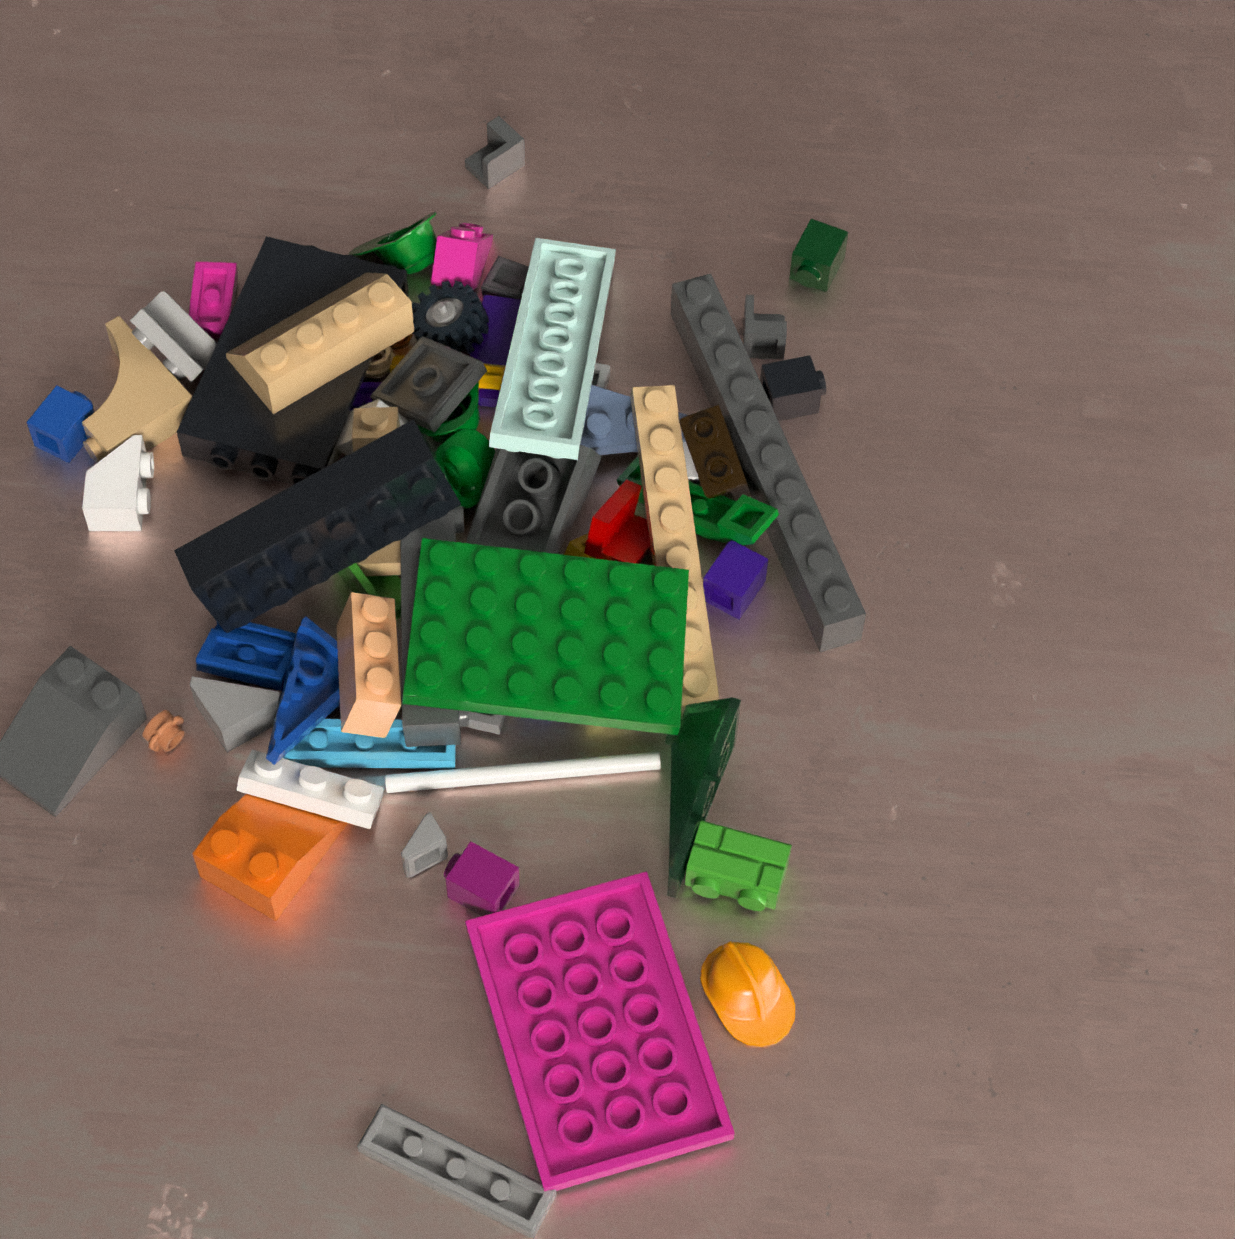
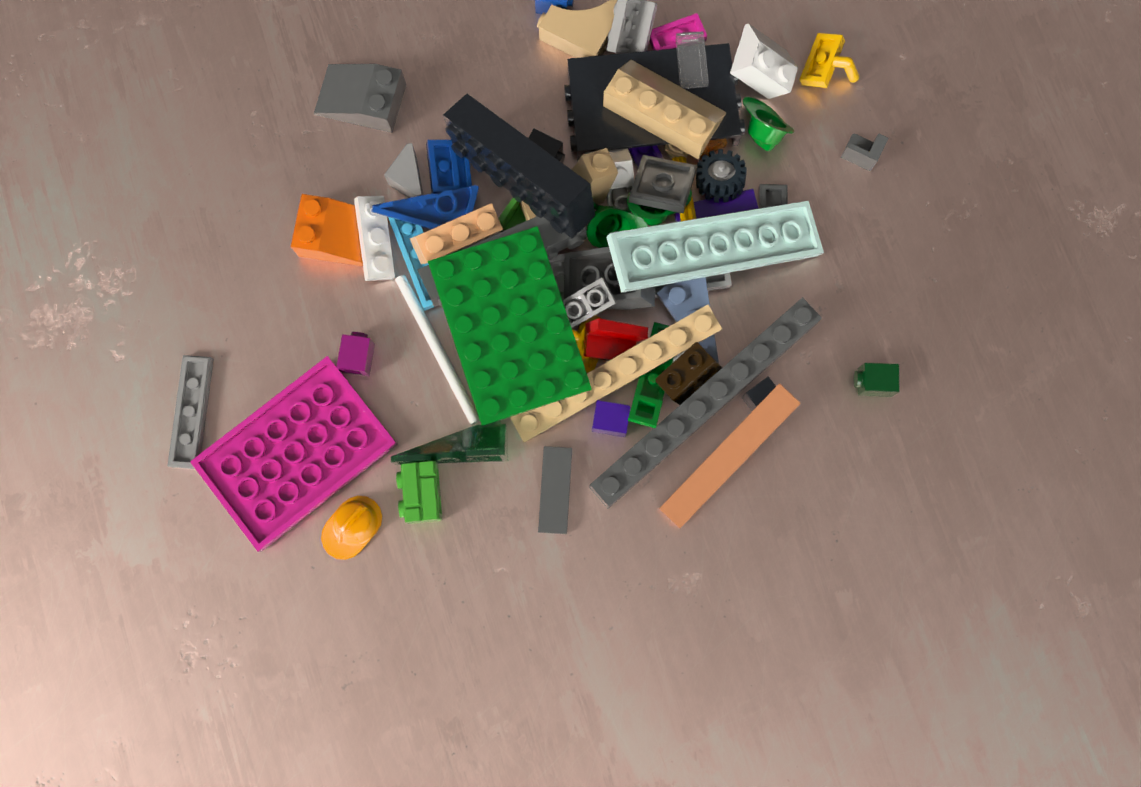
camera: 70 degrees right, 20 degrees up
(117, 489) = (524, 46): white slope -> none
(164, 731) = (382, 145): nougat plate -> none
(268, 283) = (692, 59): none -> clear tile
(320, 210) = (763, 64): none -> white slope
(347, 149) = (823, 60): none -> yellow plate
(424, 848) = (366, 315): light grey slope -> none
(461, 255) = (773, 163): dark pink slope -> none
(561, 517) = (588, 302): none -> light grey slope
(763, 333) = (804, 367): dark grey panel -> none
(807, 692) = (555, 490): none -> dark grey tile
(853, 453) = (729, 455): none -> nougat tile

